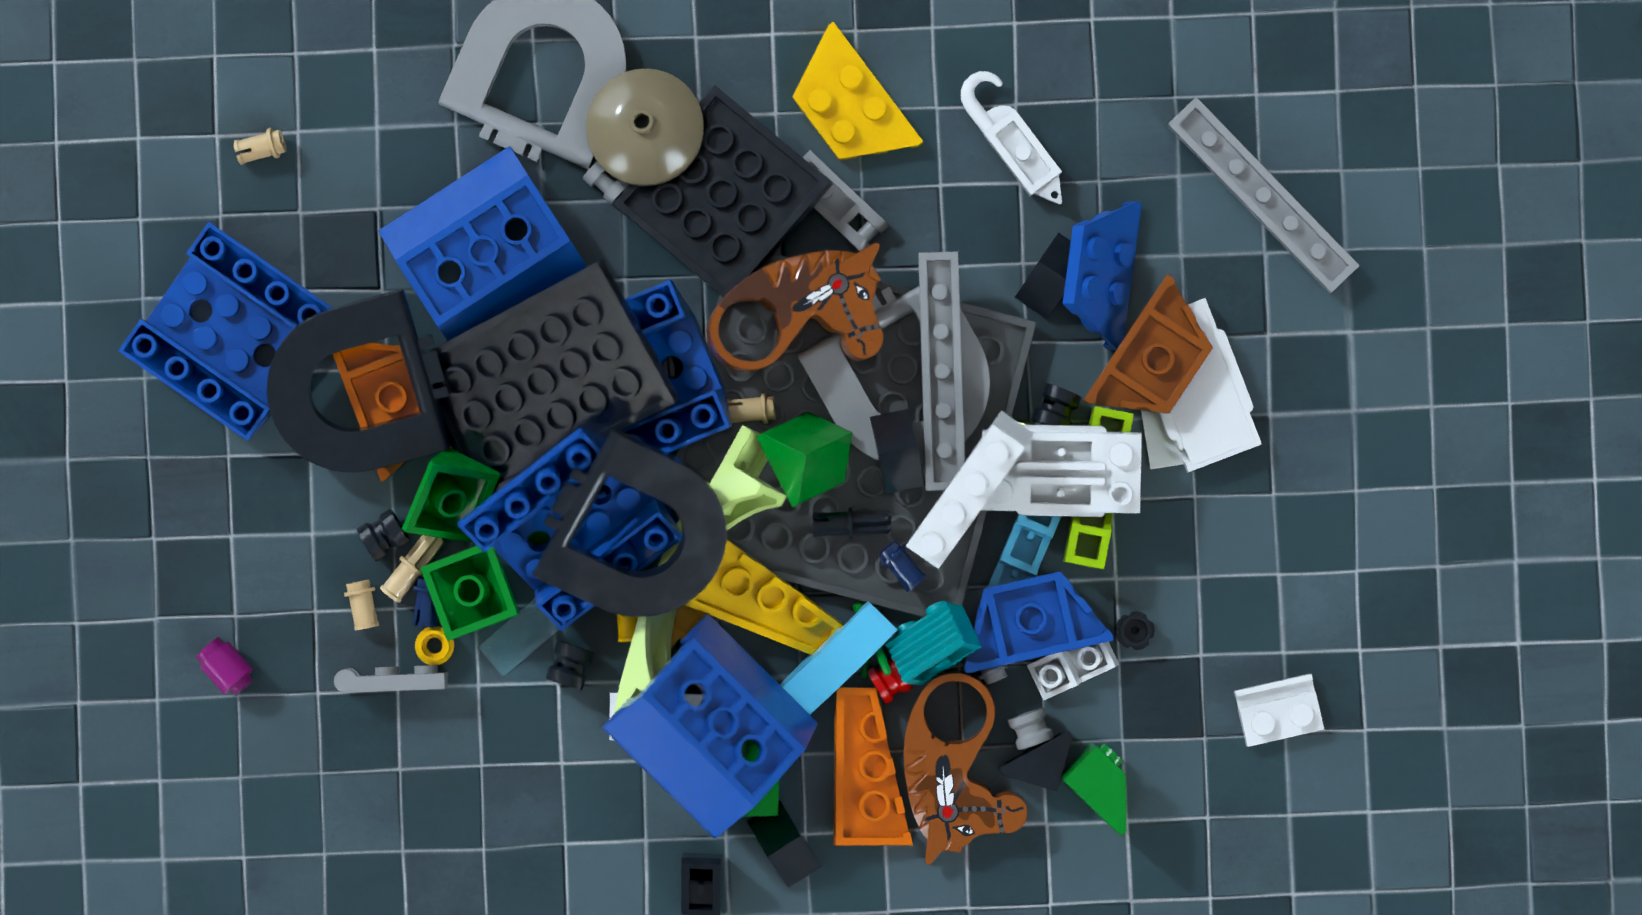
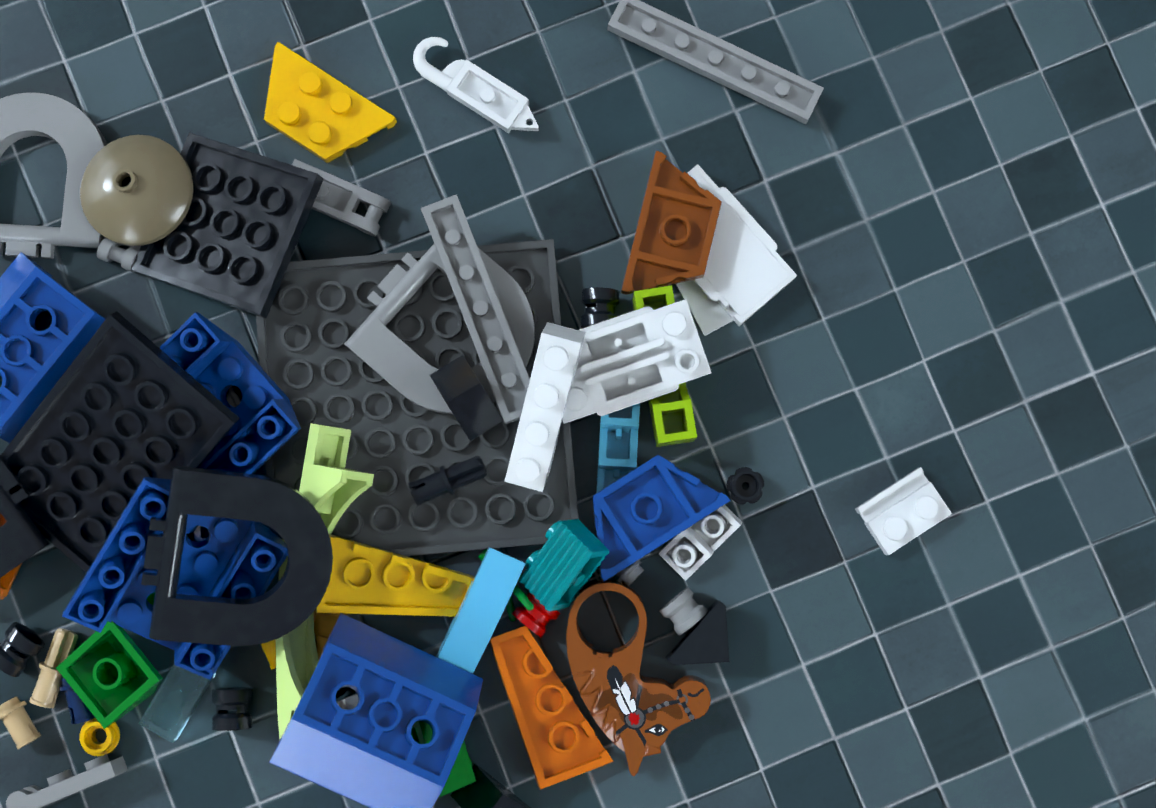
camera: 20 degrees left, 5 degrees down
(447, 494) = (48, 586): green slope -> none
(752, 409) = (319, 408): tan pin -> none
(807, 455) = (383, 432): green slope -> none
(820, 285) = (336, 271): dark orange animal -> none
(901, 565) = (509, 502): dark blue pin -> none
(1047, 280) = (553, 195): black slope -> none
(1100, 784) = (768, 639): green slope -> none
(1102, 271) = (596, 173): blue wing -> none

